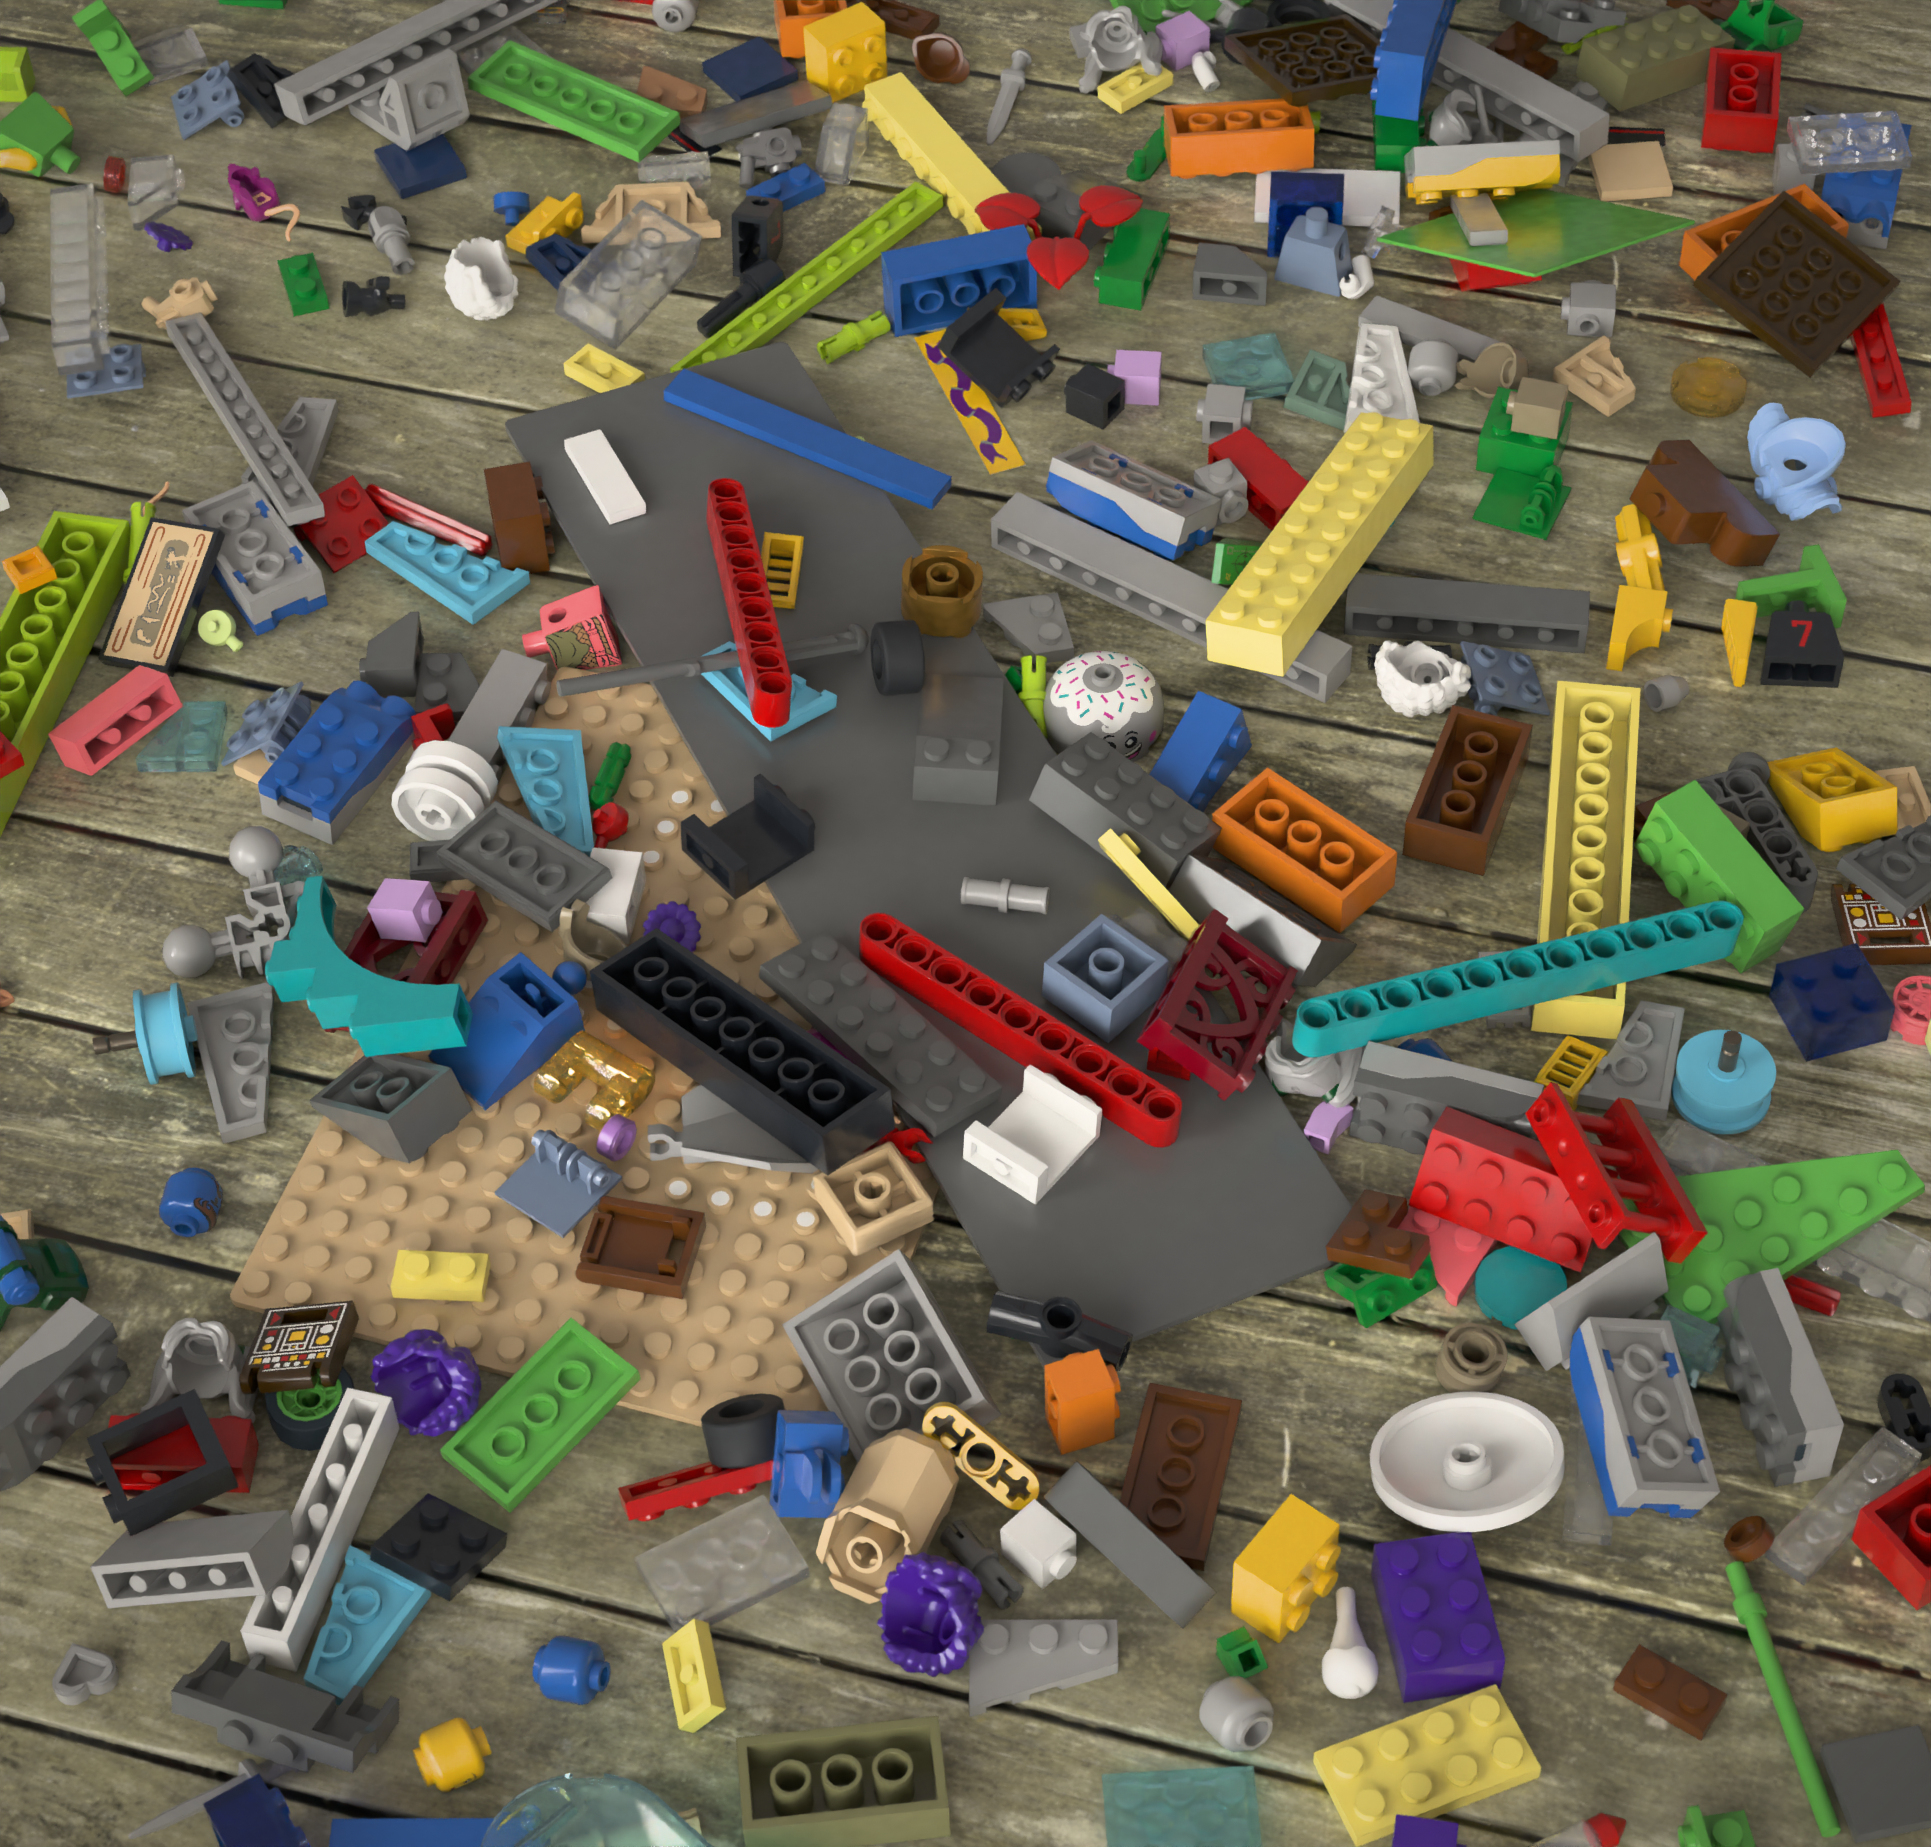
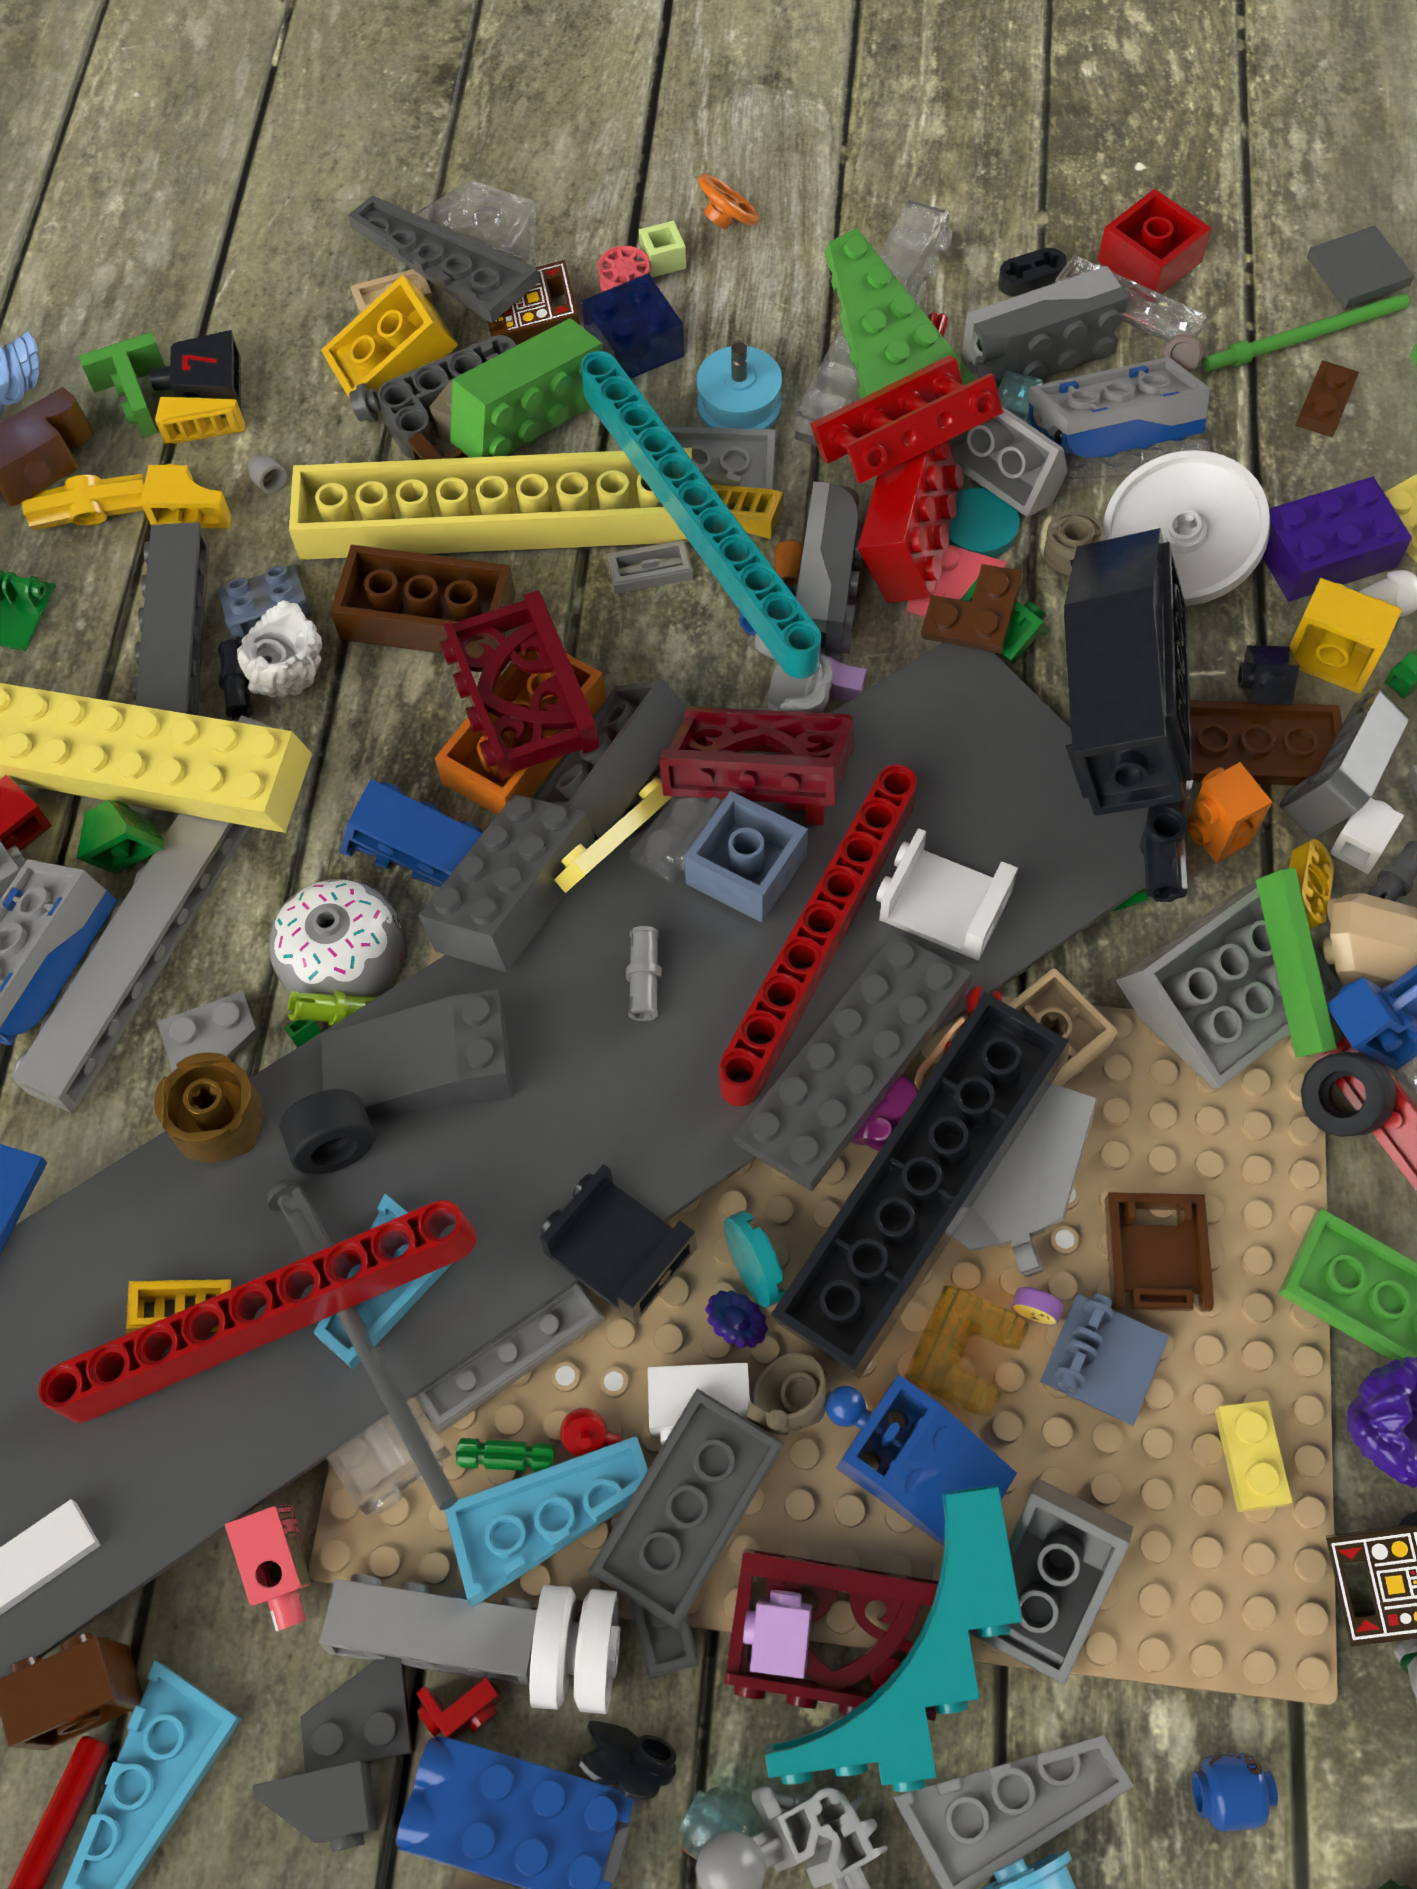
camera: 100 degrees left, 15 degrees up
(356, 819) = (629, 1761): none -> black plate
(631, 711) = (378, 1464): none -> clear brick
(682, 776) = (510, 1357): none -> light grey tile
(715, 931) = (754, 1259): none -> teal tile
(893, 1394) = (1296, 963): none -> bright green tile
(1249, 1493) = (1268, 675): none -> black brick
(1322, 1327) = (1128, 674): none -> black container
(1345, 789) = (536, 634): none -> dark red fence

